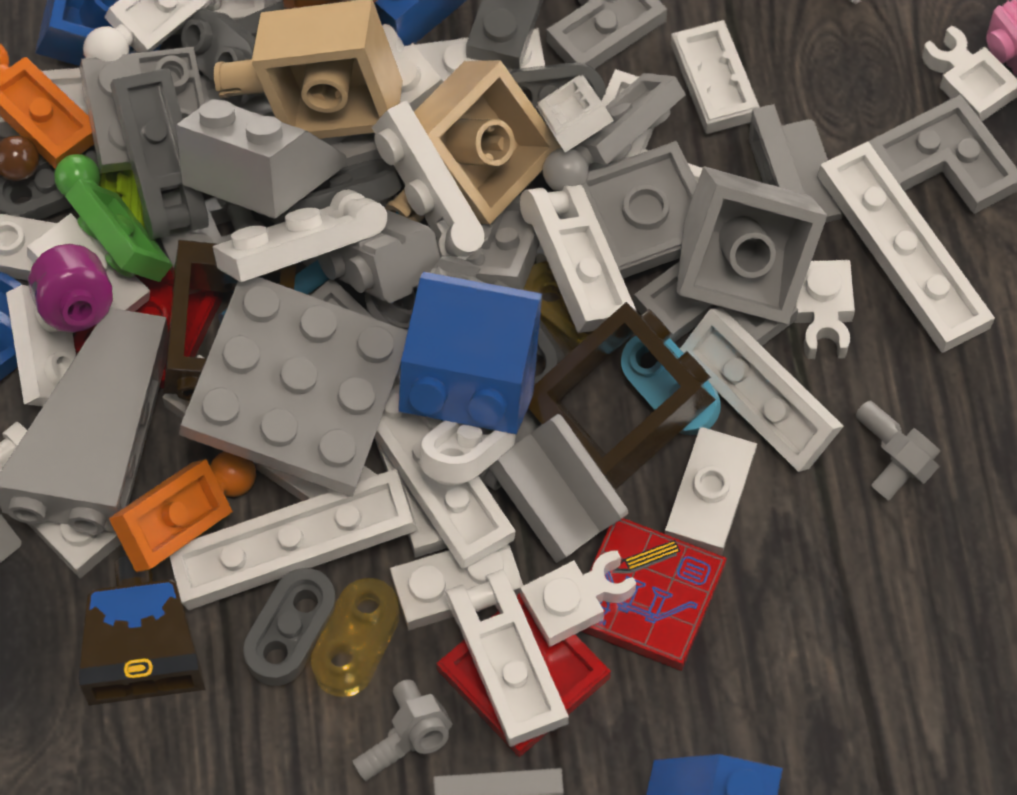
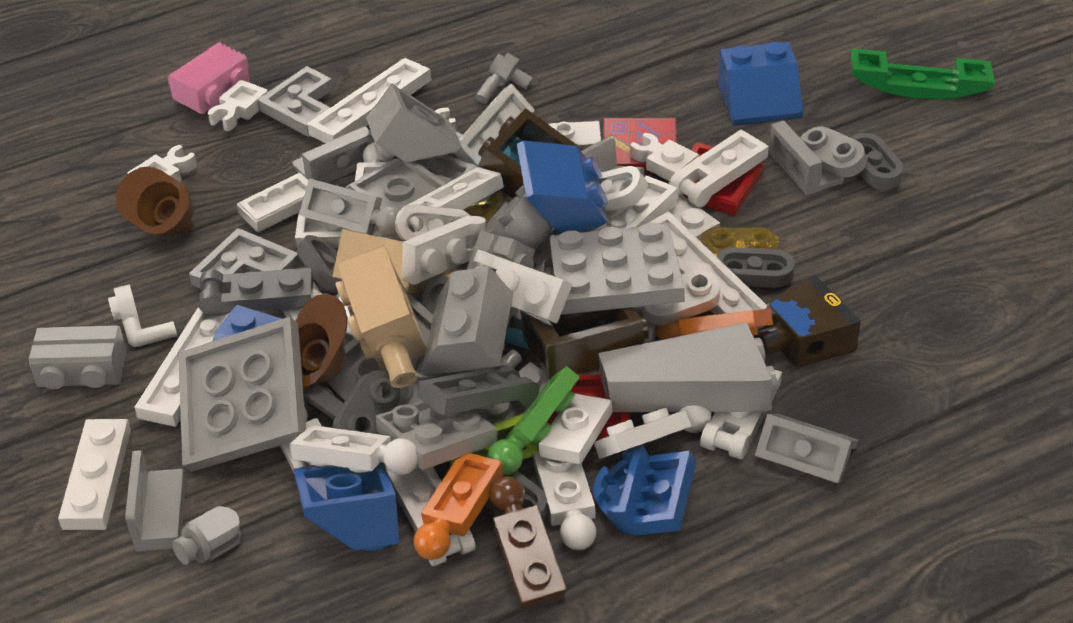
camera: 110 degrees left, 20 degrees down
(70, 288) = (610, 392): magenta head -> none
(239, 477) = (696, 299): none -> white plate
(418, 727) = (778, 197): light grey piece -> none
(504, 199) = (429, 217): none -> white plate
(574, 112) = (354, 212): white plate -> none

